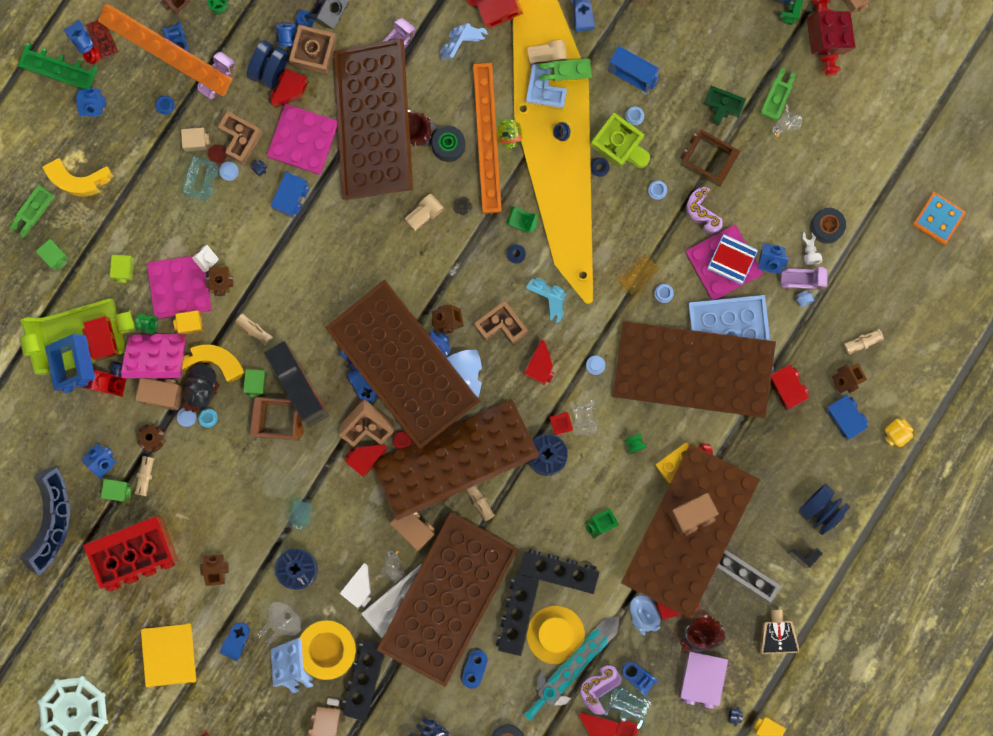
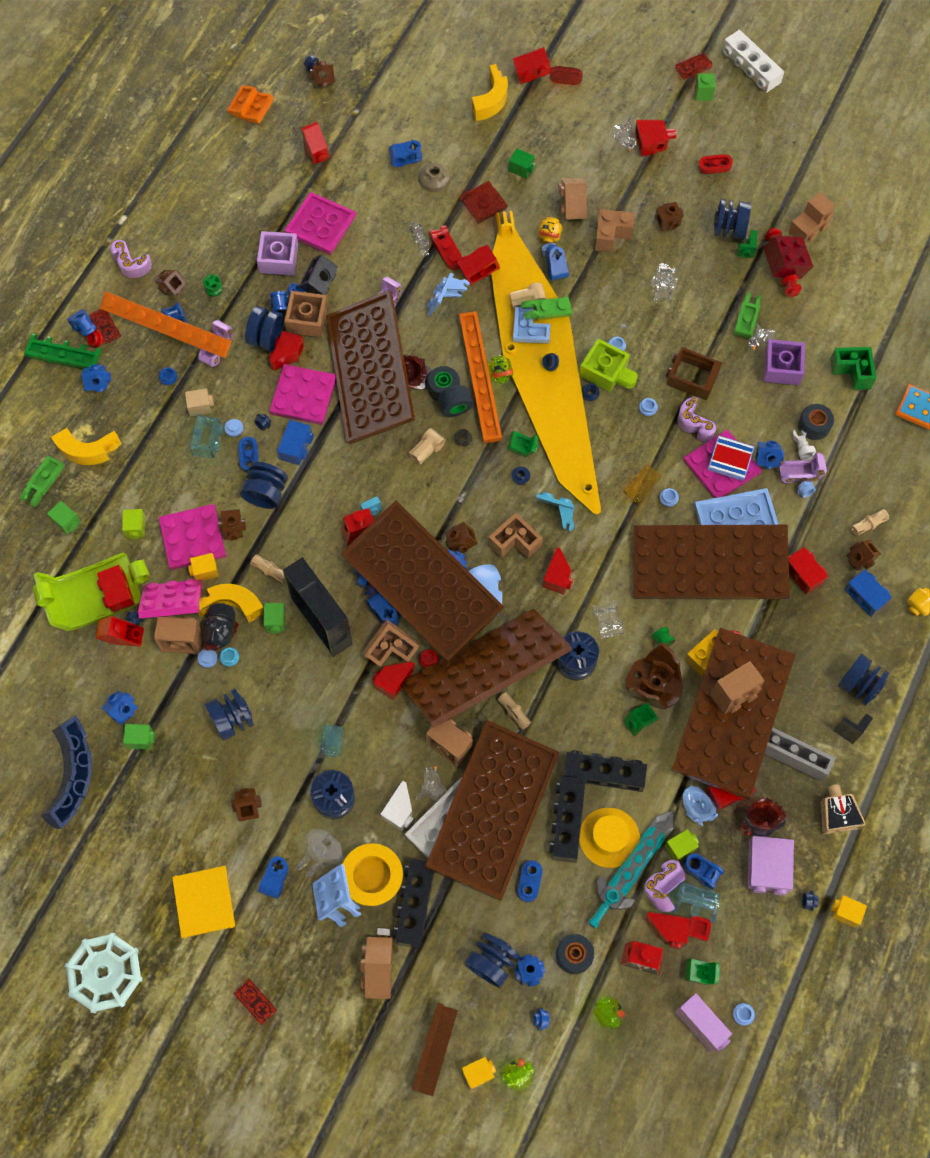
camera: 10 degrees left, 15 degrees down
(82, 359) = (91, 593): blue window -> none
(122, 544) = (157, 796): red brick -> none
(144, 476) = (167, 720): tan pin -> none
(146, 323) = (161, 571): green wheel -> none
(157, 440) = (172, 680): reddish brown brick -> none
(203, 480) = (229, 714): none -> dark blue wheel
(205, 258) = (215, 506): white plate -> none
(217, 154) = (222, 412): clear red plate -> none
(241, 204) = (247, 456): none -> blue plate
(243, 135) = (244, 392): medium nougat brick -> none
(254, 242) = (263, 485): none -> dark blue wheel
(259, 420) = (281, 648): dark orange window -> none
(346, 295) = (355, 524): none -> red torso
(360, 275) = (373, 504): none -> medium azure plate
(457, 166) = (455, 401): none -> black wheel
(561, 423) = (587, 624): red plate -> none
(595, 365) = (612, 569): light blue plate -> none
(623, 474) = (659, 668): none -> reddish brown piece
(623, 651) = (682, 845): none -> lime brick
(633, 69) = (610, 303): blue window -> none
(694, 48) = (664, 282): none -> clear hinge
(723, 104) = (698, 327): dark green hinge -> none
(805, 155) = (784, 362): none -> medium lavender brick
(883, 164) = (857, 363): none -> green brick

